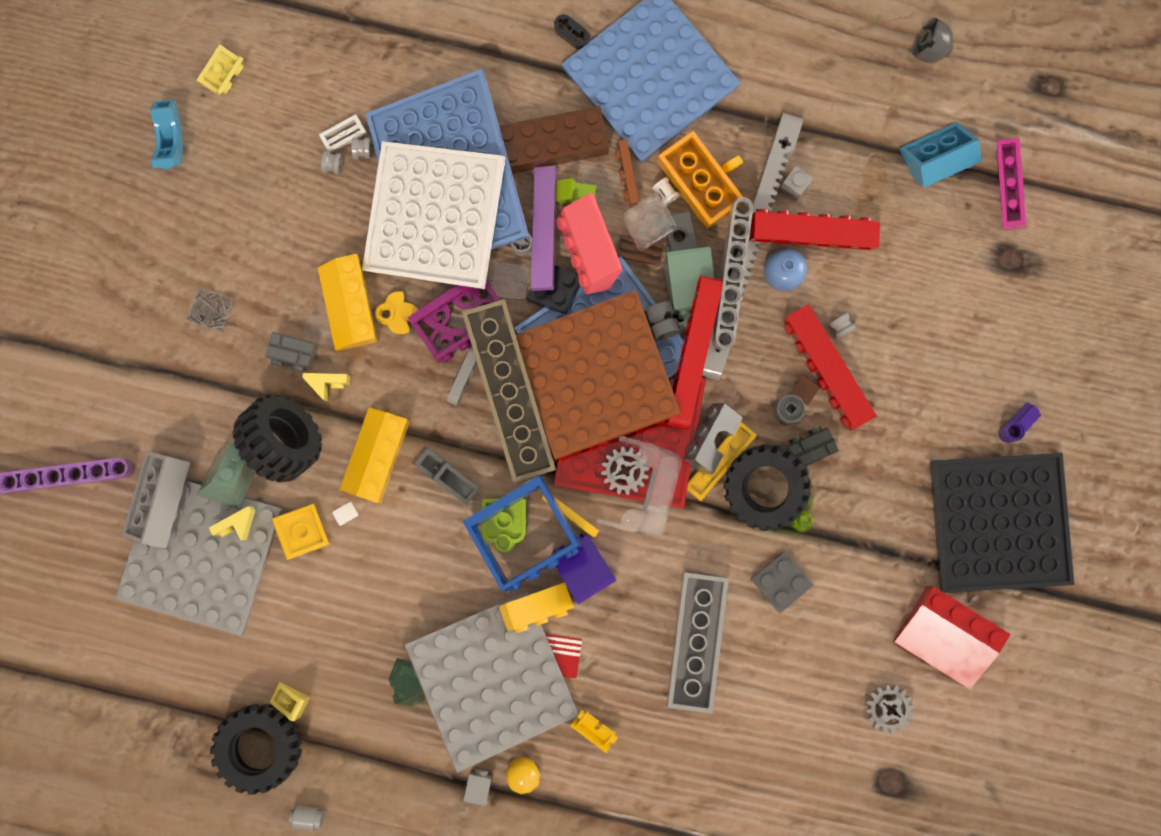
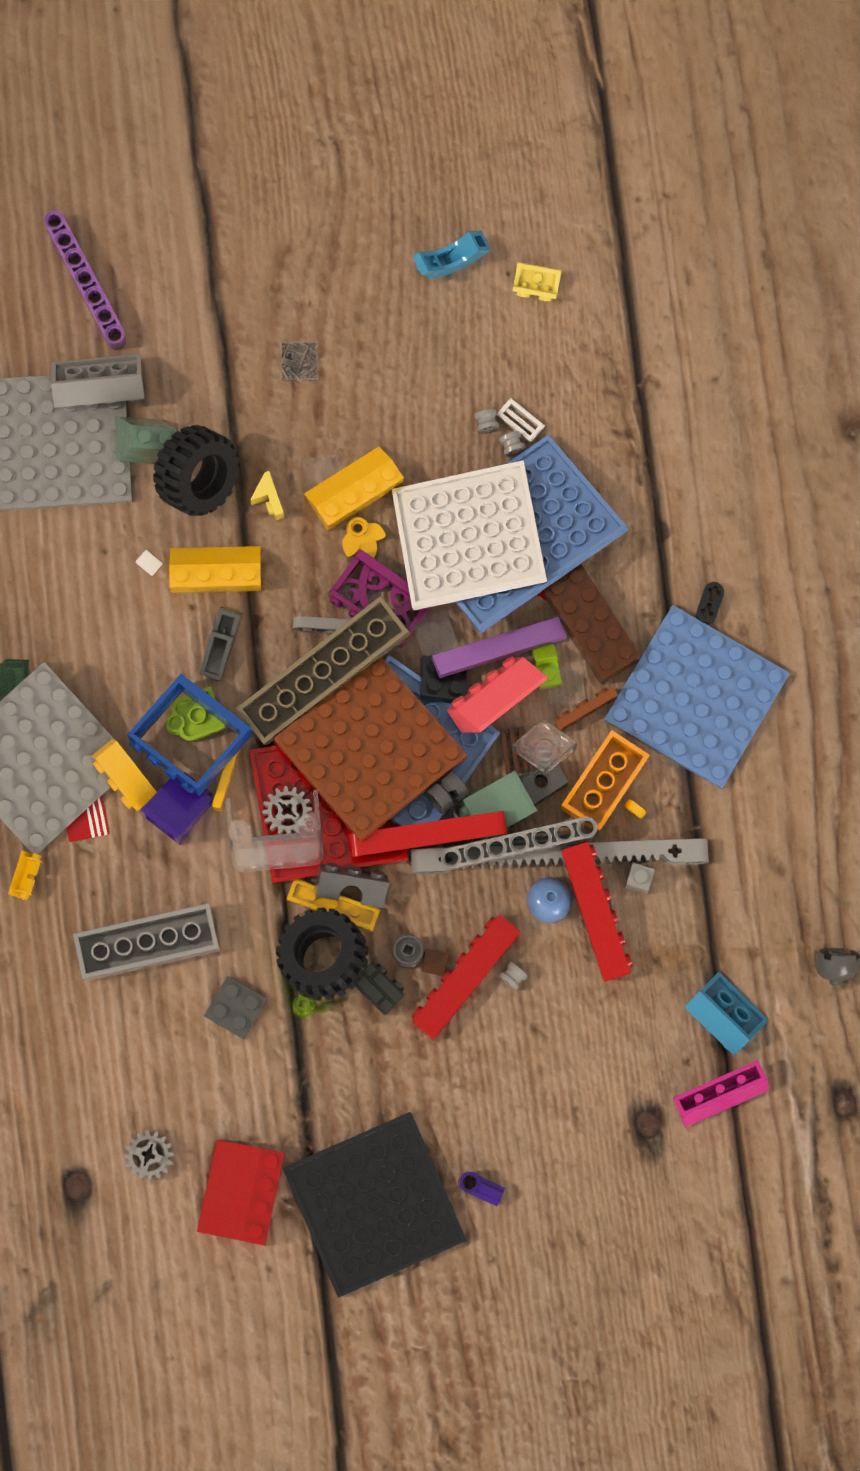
camera: 65 degrees right, 5 degrees down
(240, 521) = (105, 465): light yellow slope -> none
(291, 351) = (287, 452): dark grey brick -> none
(300, 531) = (115, 526): yellow tile -> none
(517, 246) = (471, 632): light grey wheel -> none
(666, 191) = (582, 753): white bush -> none

